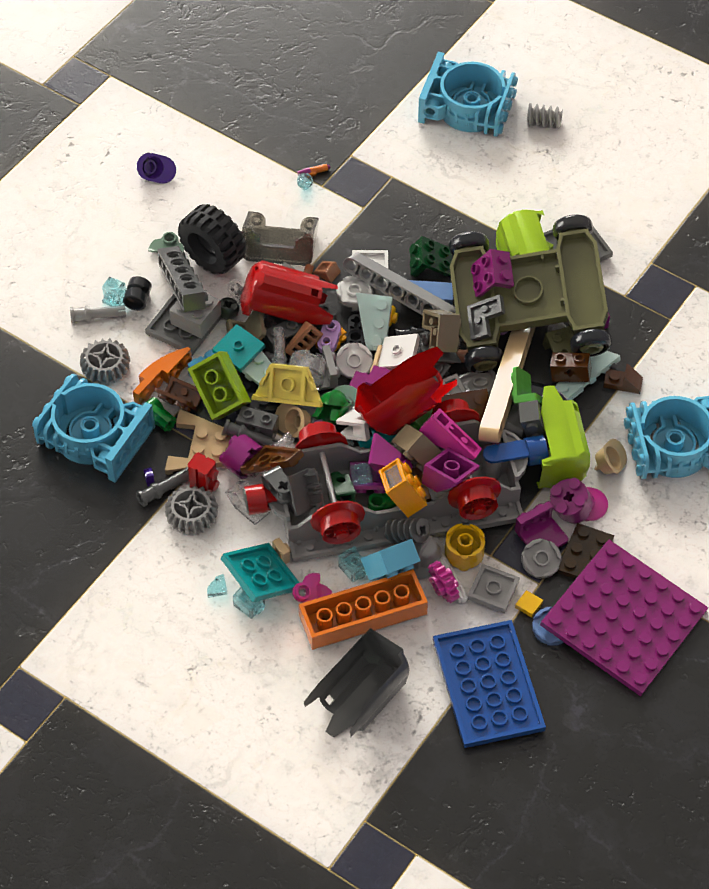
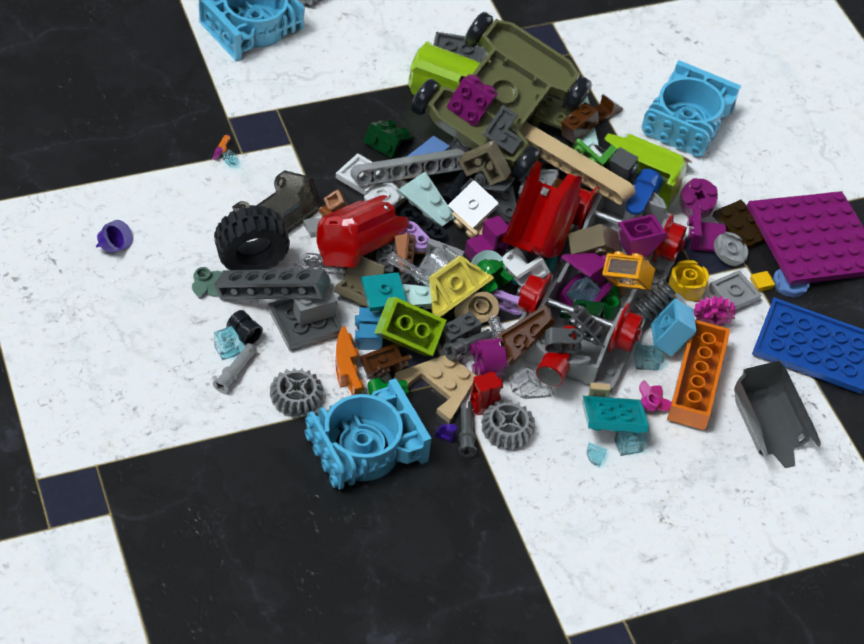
camera: 60 degrees left, 5 degrees down
(353, 358) = (450, 234): white tile -> none
(447, 434) = (604, 213): dark pink slope -> none

